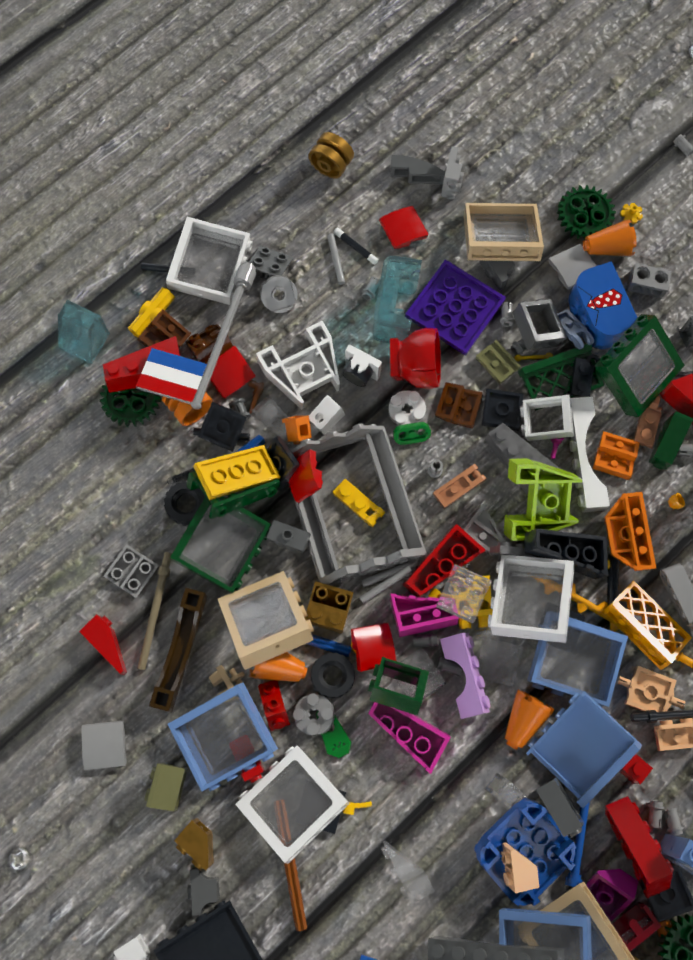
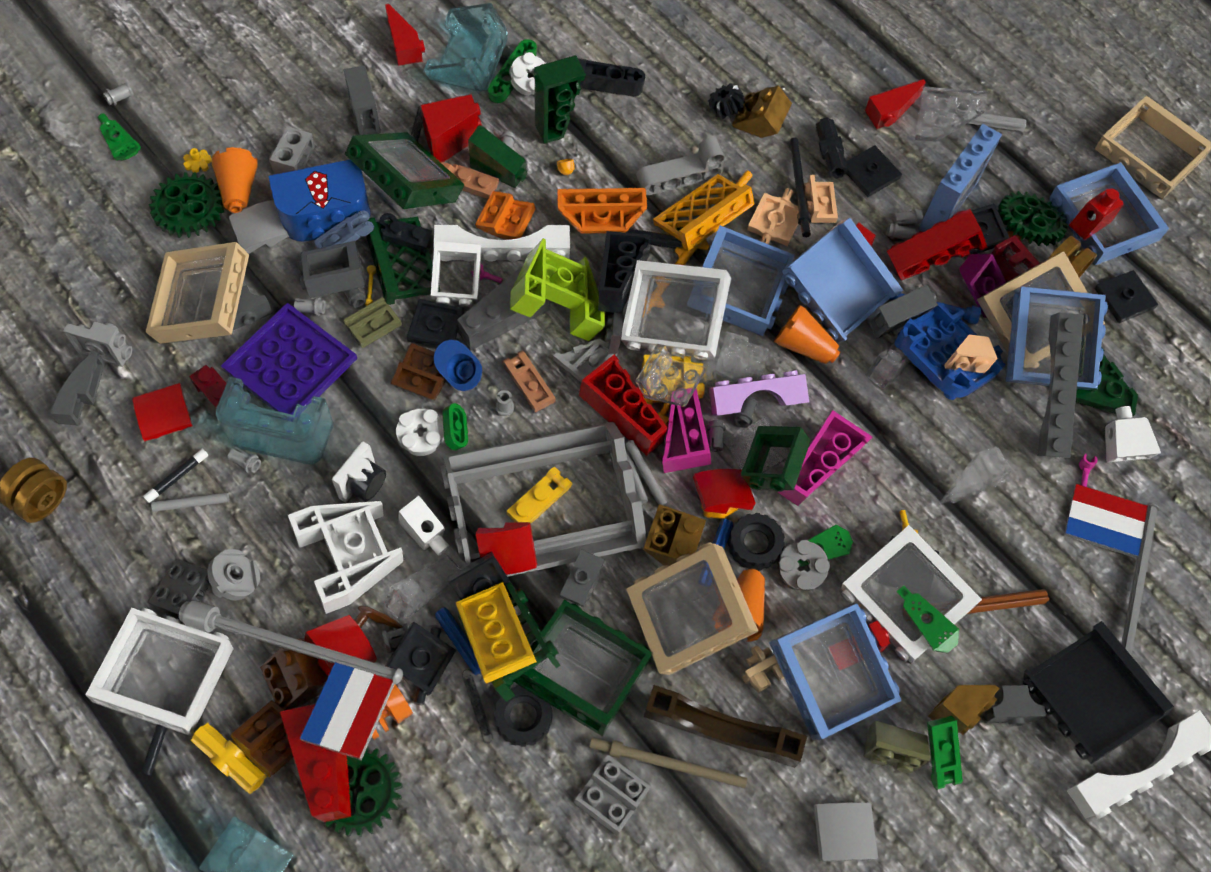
camera: 90 degrees left, 10 degrees down
(104, 640) = (705, 831): red slope -> none
(161, 824) = (944, 752): none -> green plate
(257, 817) = (937, 626): none -> green piece
(273, 705) = (791, 611): red bracket -> none
(297, 428) = (437, 557): orange brick -> none
(417, 358) = (361, 402): red plate -> none
(429, 253) = (209, 383): none -> dark red window
(462, 430) = (458, 365): none -> blue piece
(636, 159) = (121, 147): none -> green piece

